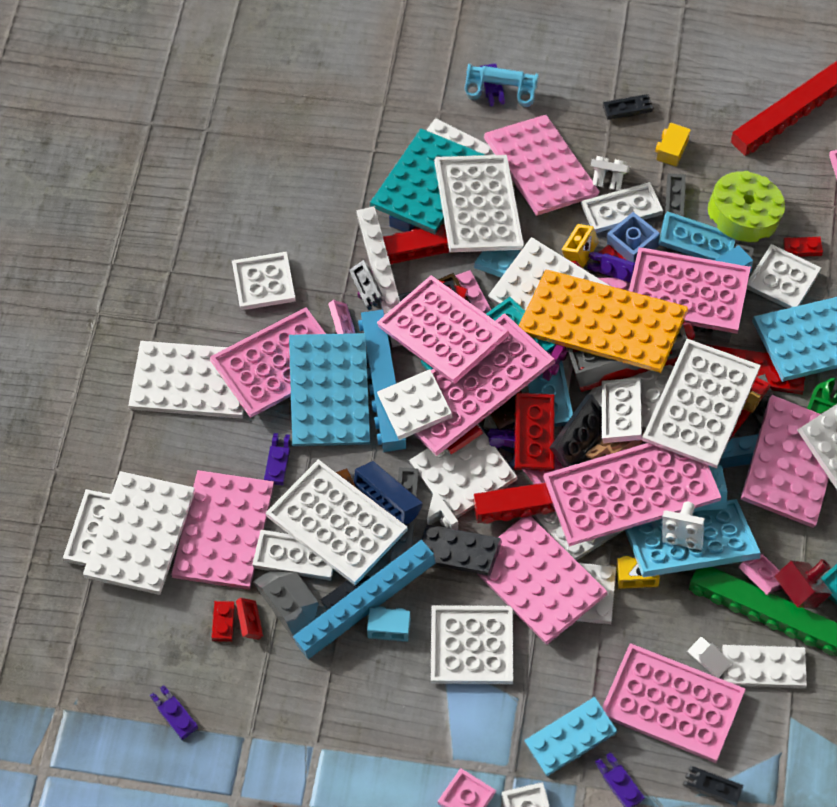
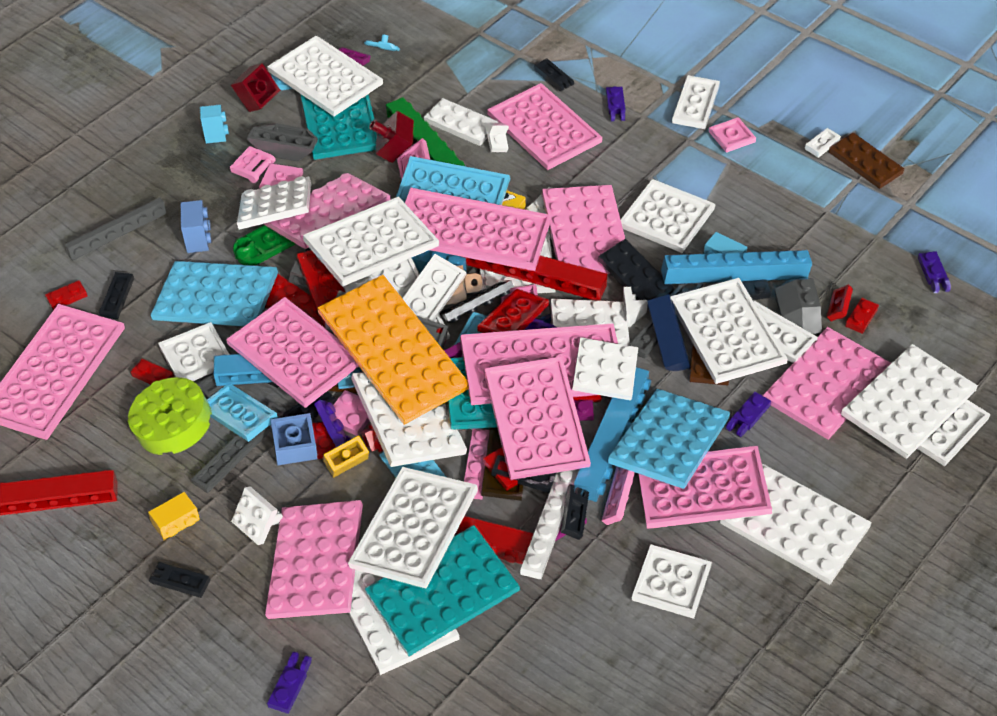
camera: 150 degrees left, 10 degrees down
(477, 75) = (264, 647): medium azure piece -> none
(570, 736) = (632, 134): medium azure plate -> none
(612, 208) = (276, 481): white plate -> none
(683, 528) = (456, 181): white plate -> none

